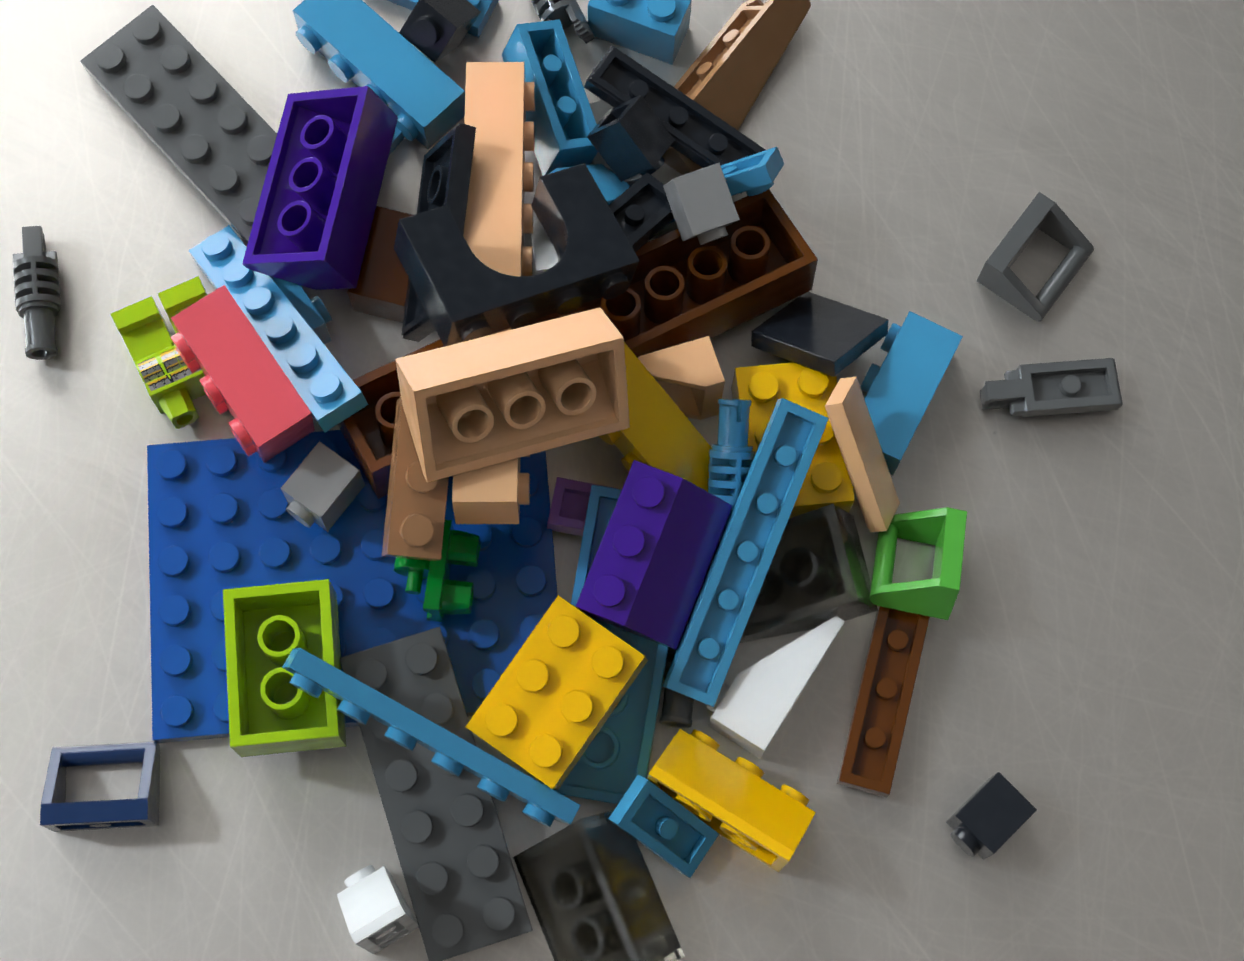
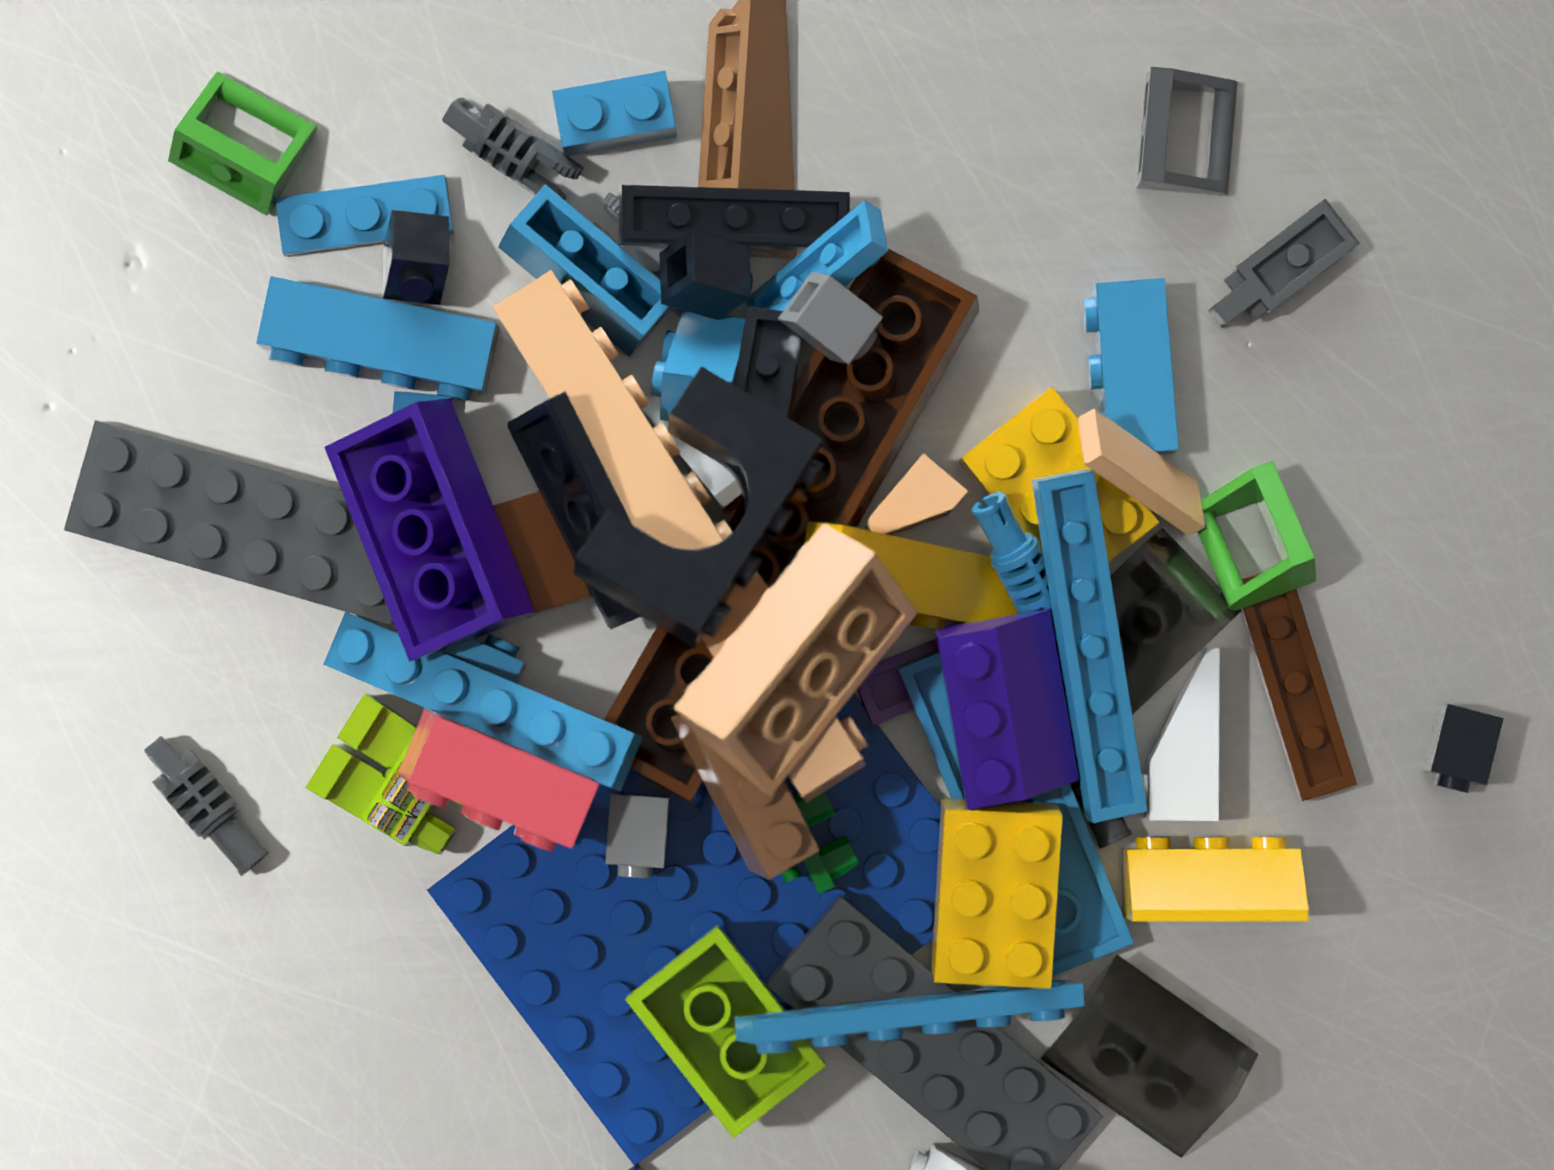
camera: 30 degrees left, 15 degrees up
(663, 826) = (1166, 949): dark azure plate -> none
(819, 333) = (1020, 363): black tile -> none

